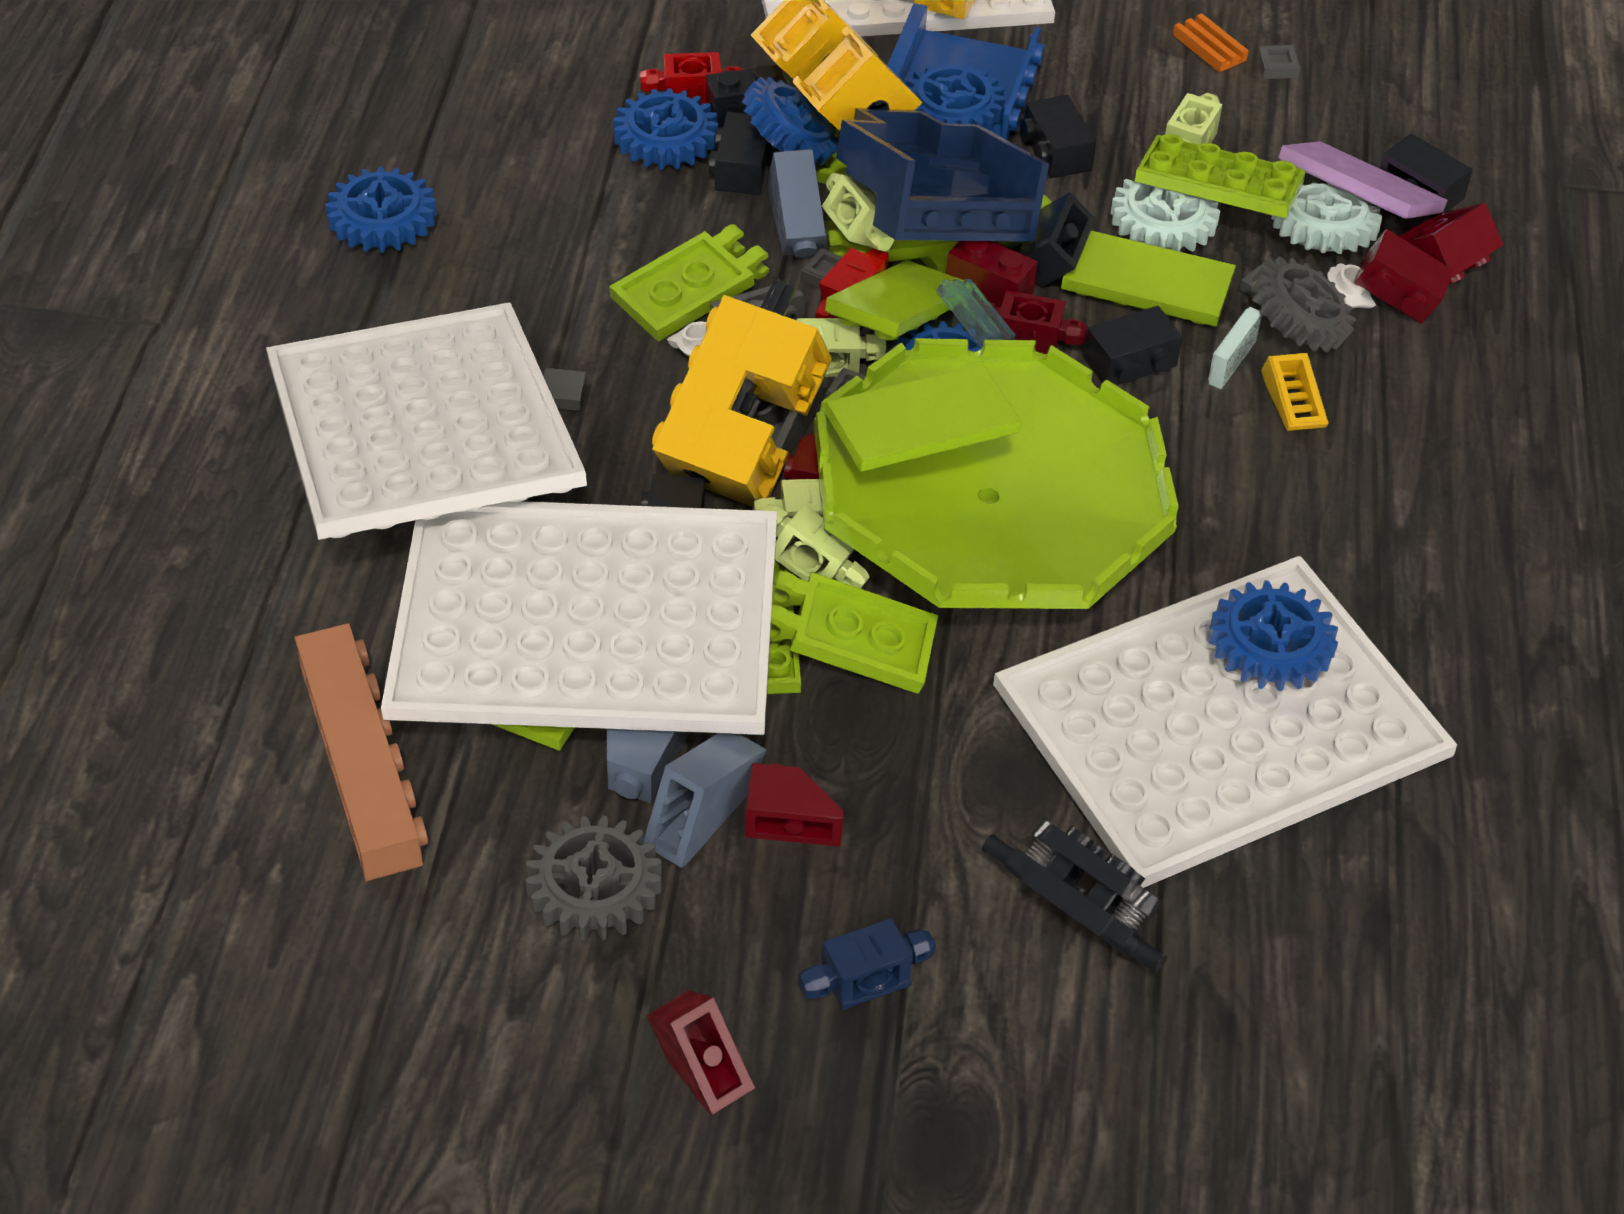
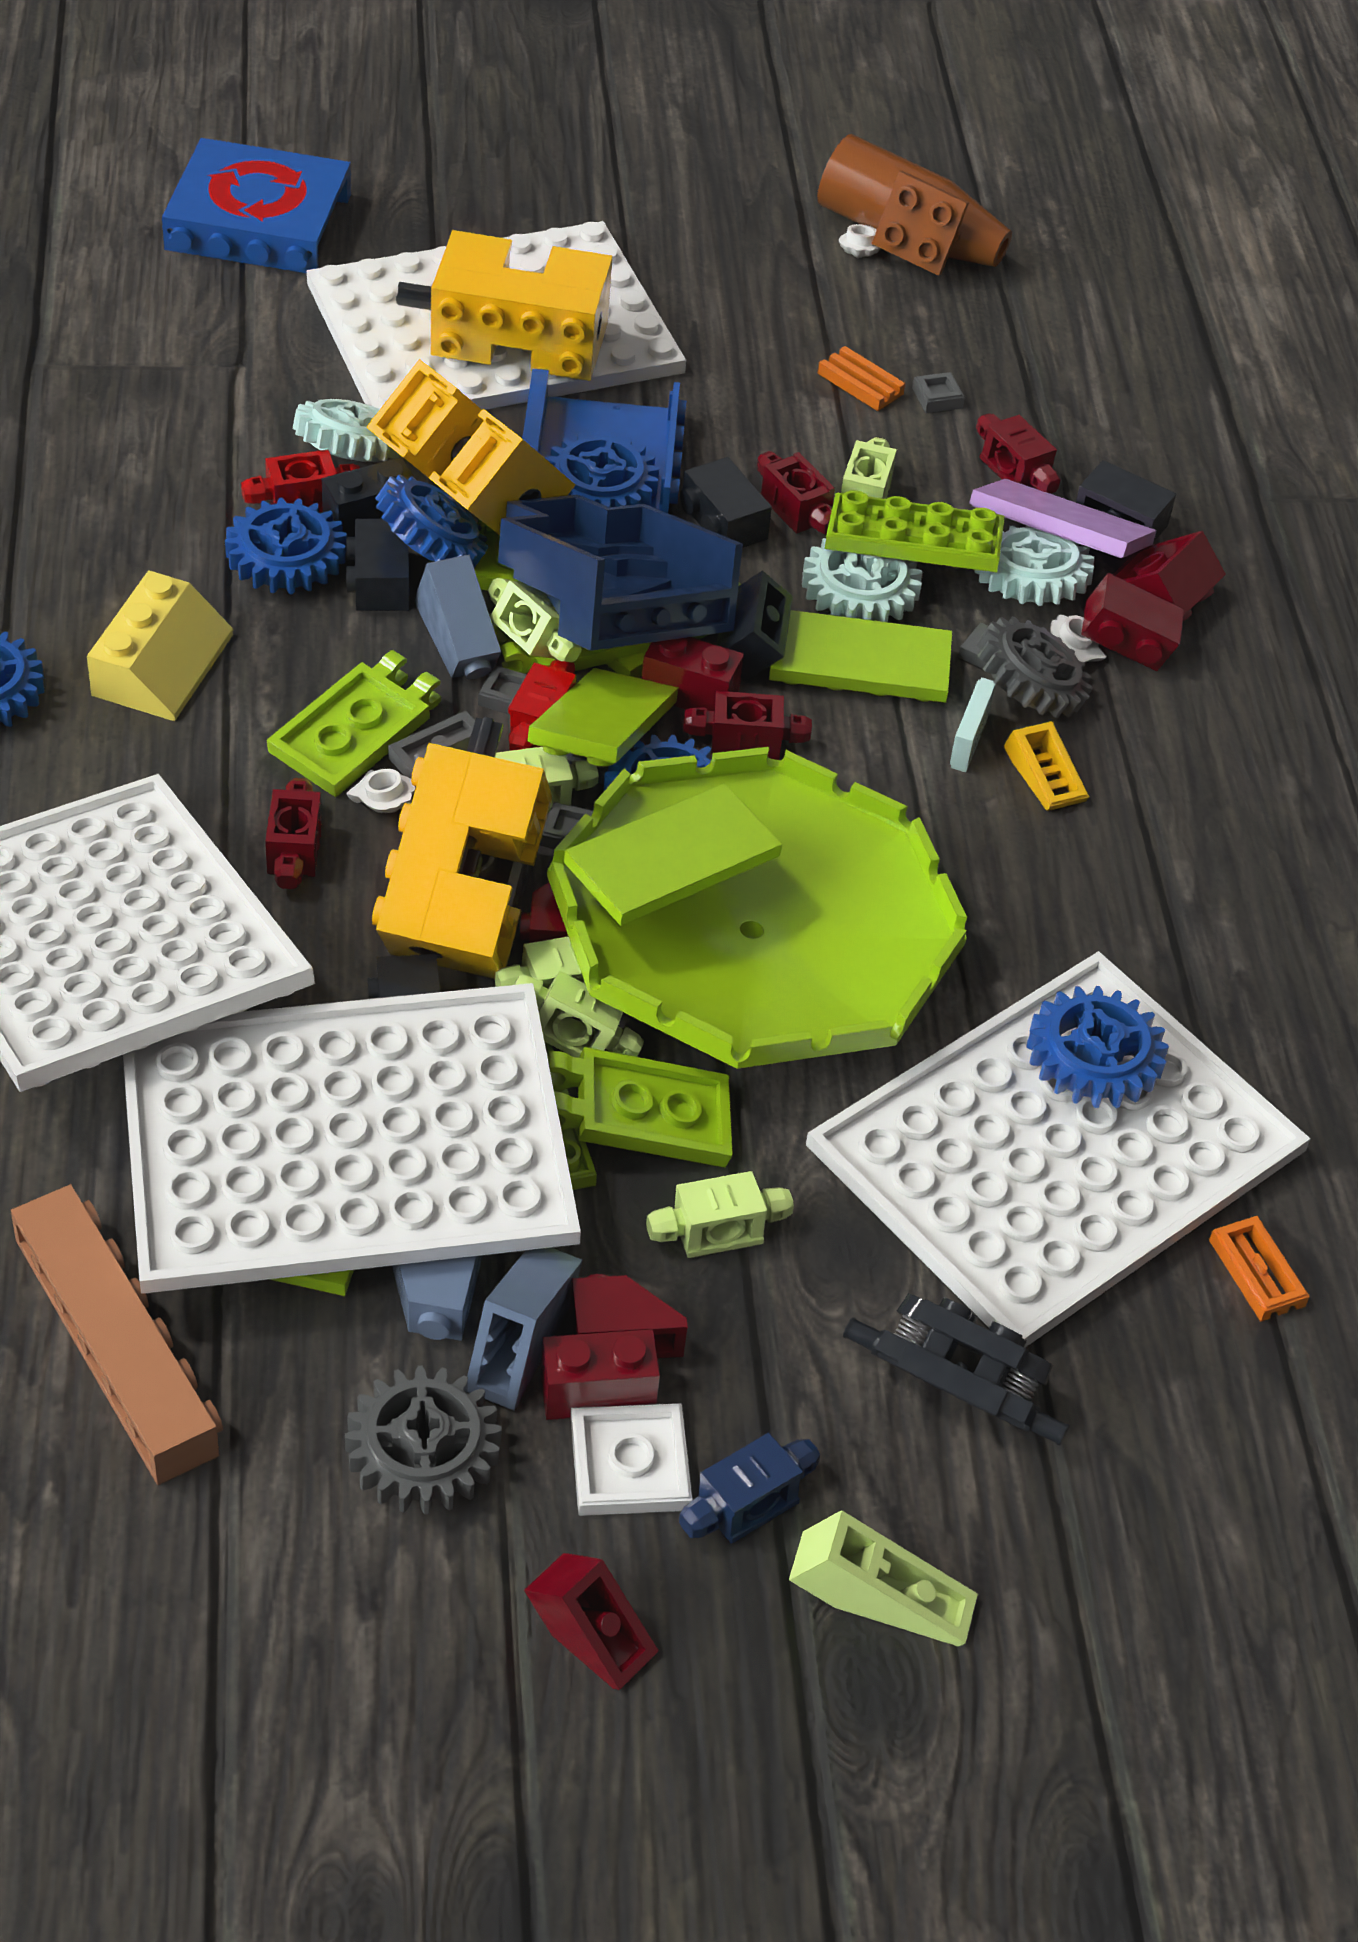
camera: 15 degrees left, 0 degrees up
(536, 199) = (157, 647): none -> light yellow slope
(566, 387) = (249, 863): dark grey tile -> none
(611, 365) = (289, 853): none -> dark red piece
(731, 36) = (341, 429): none -> light aqua gear
(758, 847) = (598, 1371): none -> dark red brick
(770, 924) = (630, 1459): none -> white tile
(899, 730) = (719, 1214): none -> yellowish green piece
(964, 1061) = (880, 1580): none -> yellowish green slope
(974, 311) = (689, 721): clear light blue tile -> none
(1123, 130) = (796, 491): none -> dark red piece
(1132, 346) = (864, 737): black brick -> none
(1336, 119) = (1018, 452): none -> dark red piece
(1392, 882) = (1251, 1271): none -> orange tile

